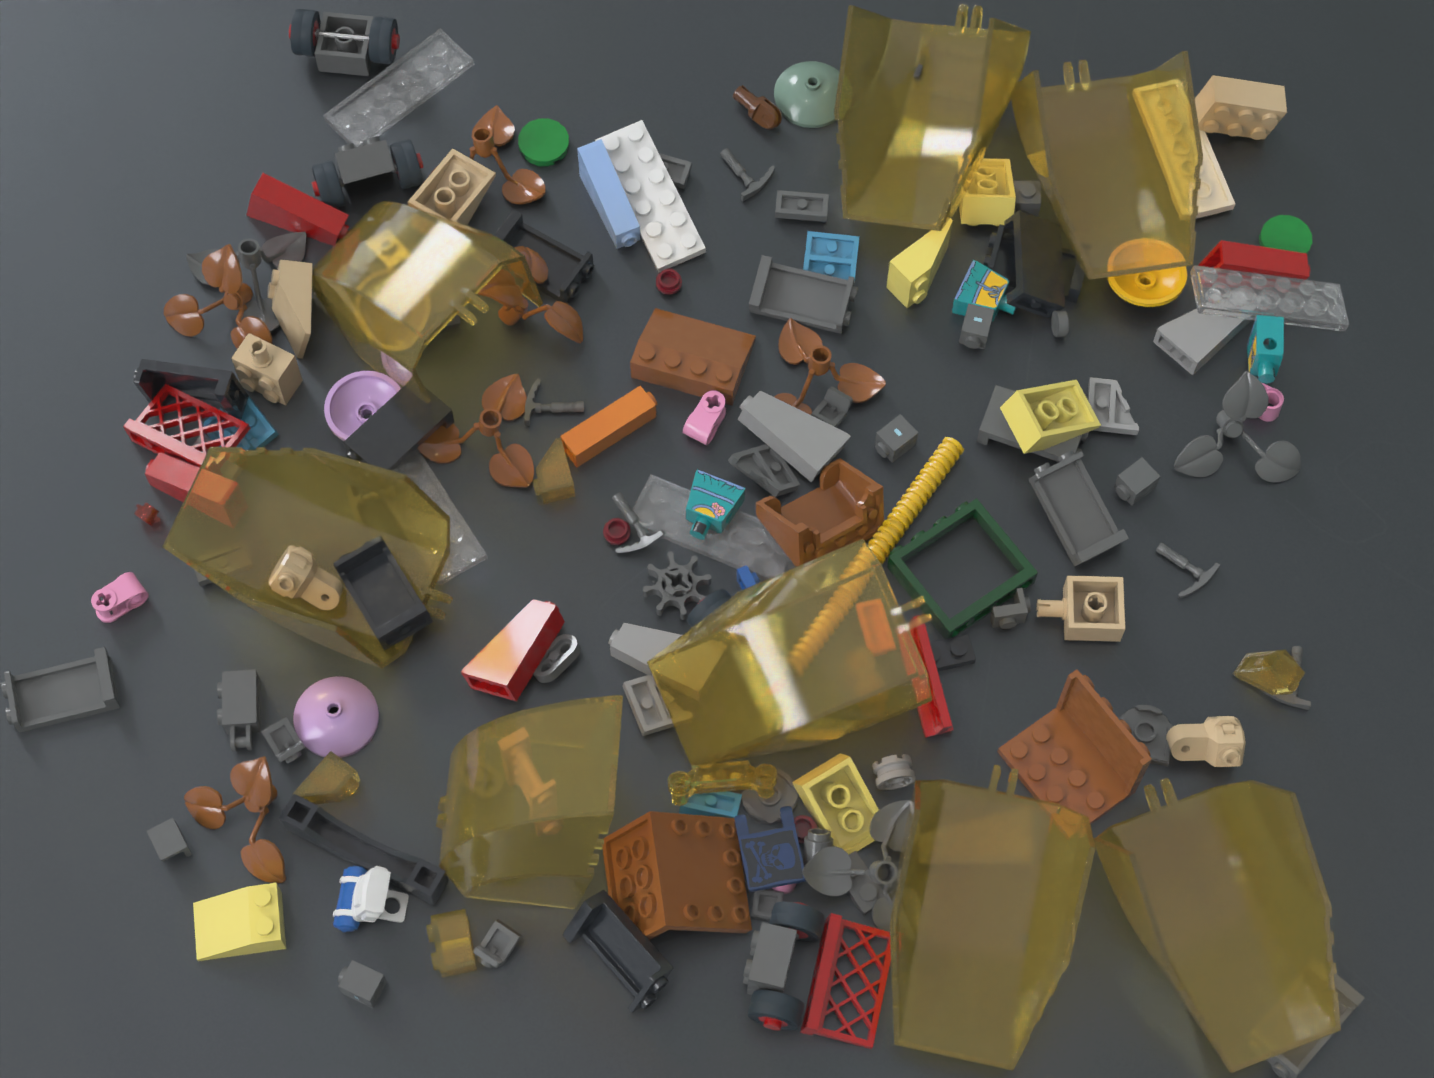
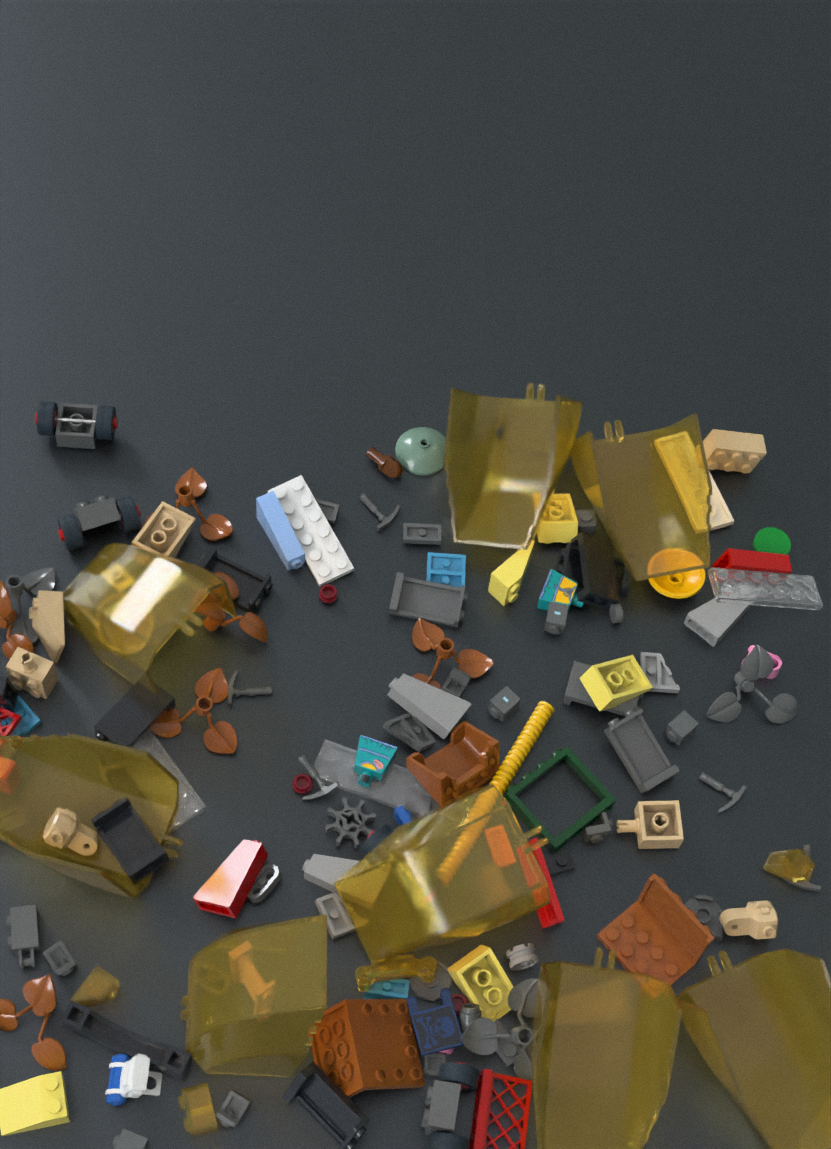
camera: 10 degrees left, 5 degrees down
(296, 211) = (47, 552): red slope -> none
(340, 732) = (103, 949): lavender dish -> none
(354, 397) = (100, 690): lavender dish -> none
(399, 89) = (118, 458): clear plate -> none
(543, 142) = (228, 493): green tile -> none
(553, 475) = (253, 743): clear yellow slope -> none
(609, 425) = (291, 704): orange brick -> none
(691, 355) = (349, 649): dark orange slope -> none
(705, 421) = (362, 697): bright pink piece -> none
(1262, 358) = (767, 632): teal torso -> none

